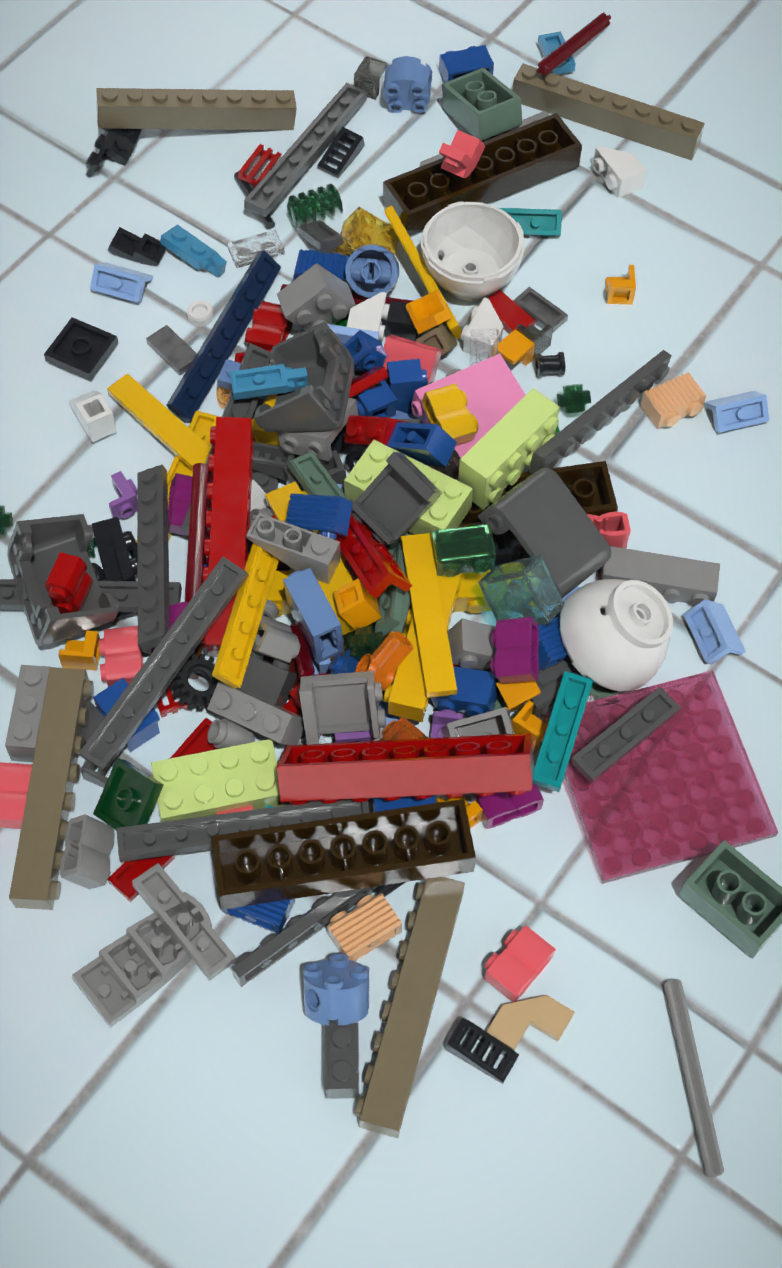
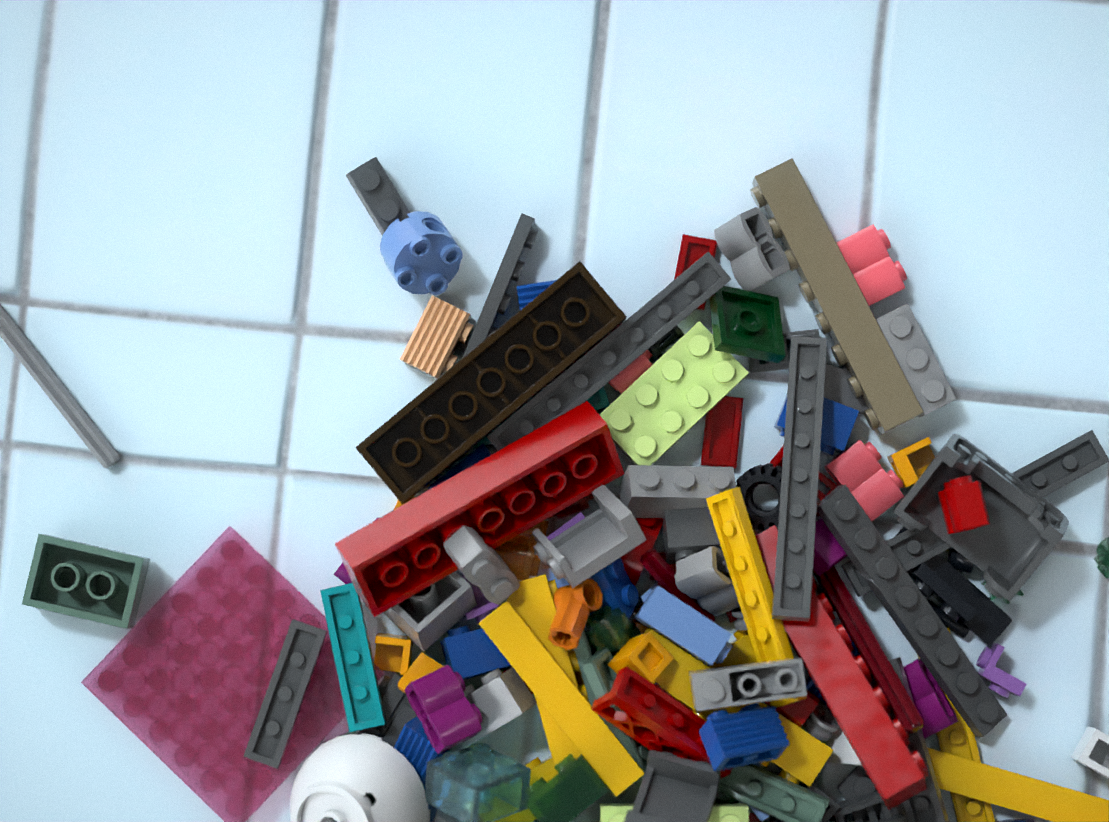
camera: 155 degrees right, 25 degrees up
(153, 950) = (623, 196): light grey slope -> none
(227, 733) = (694, 451): light grey brick -> none
(411, 1007) = (346, 289): dark tan brick -> none
(430, 722) = (481, 565): none -> light grey brick
(477, 1033) = (286, 288): black slope -> none
(519, 963) = (267, 391): coral brick -> none
(539, 1012) = (244, 337): tan tile -> none

